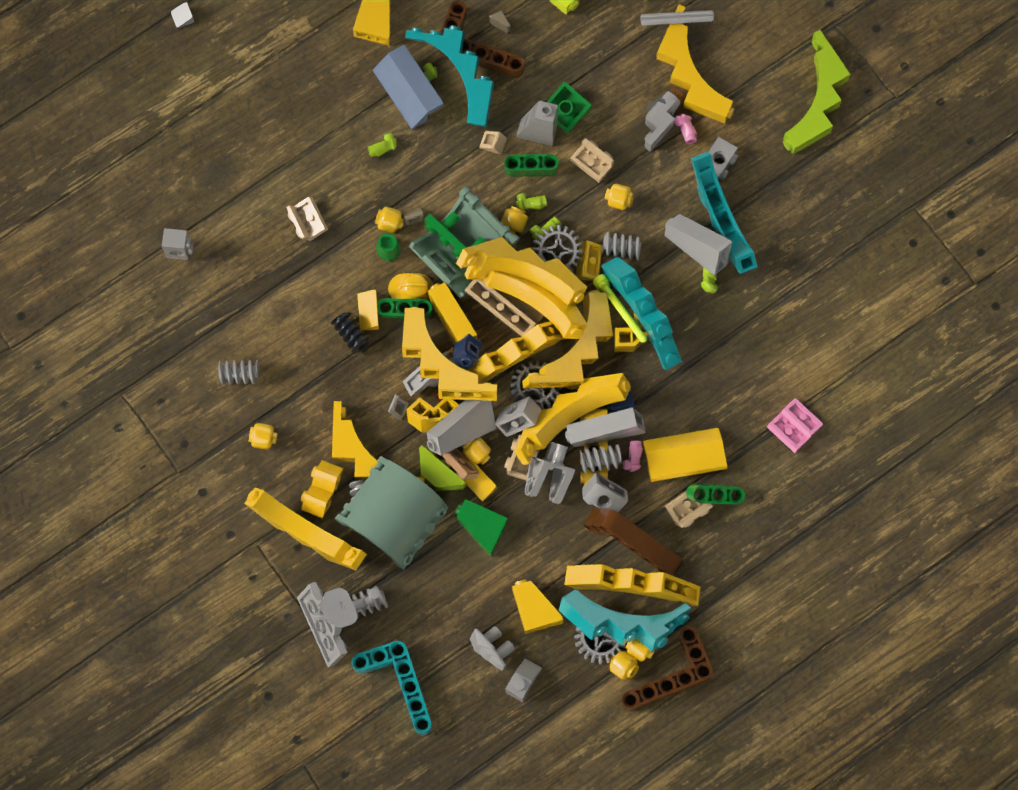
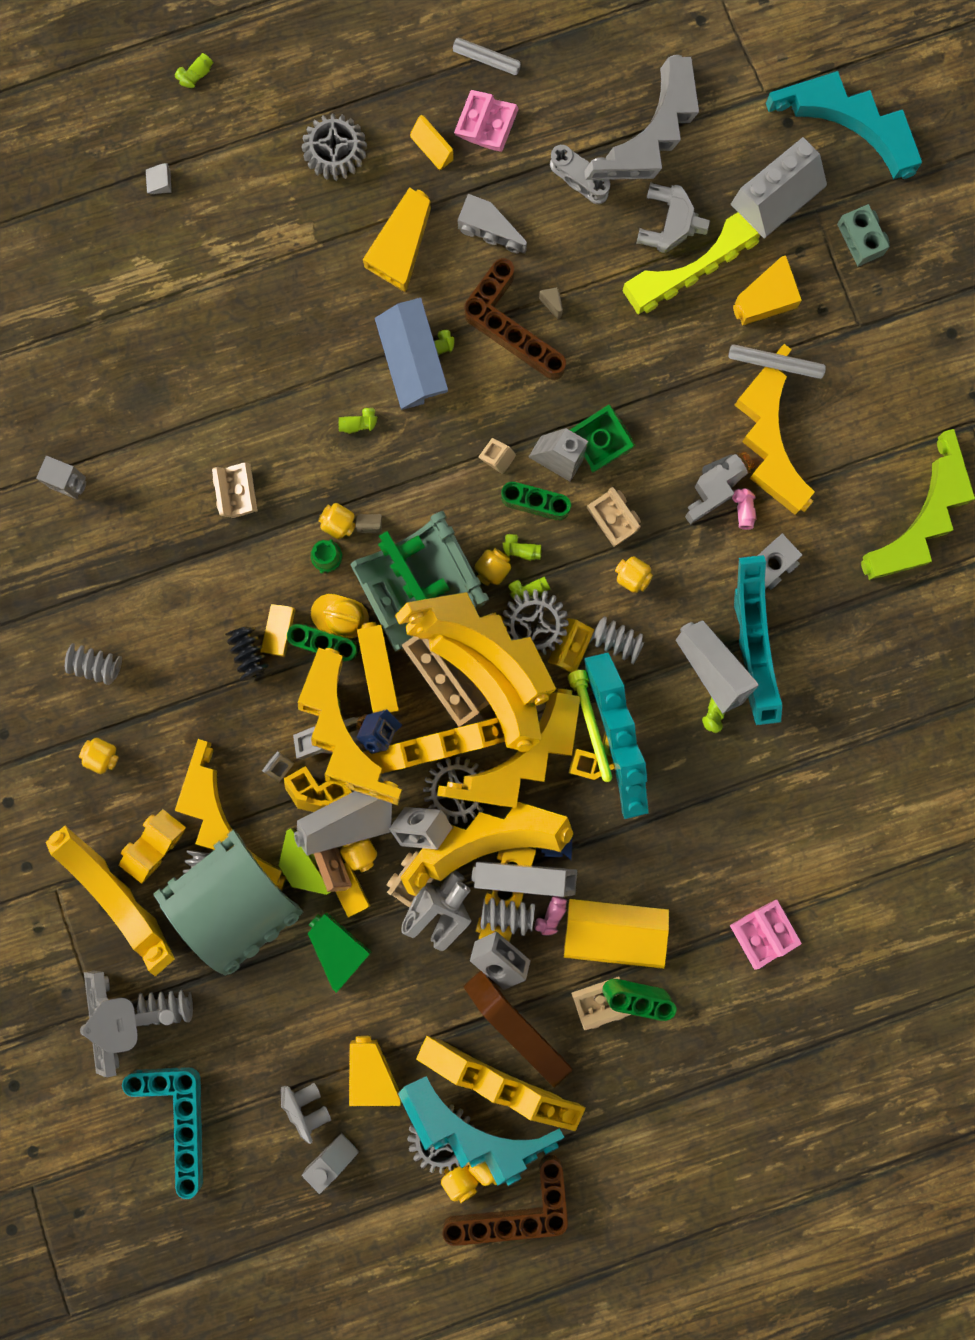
camera: 15 degrees right, 10 degrees up
(478, 90) = (496, 386): teal arch -> none

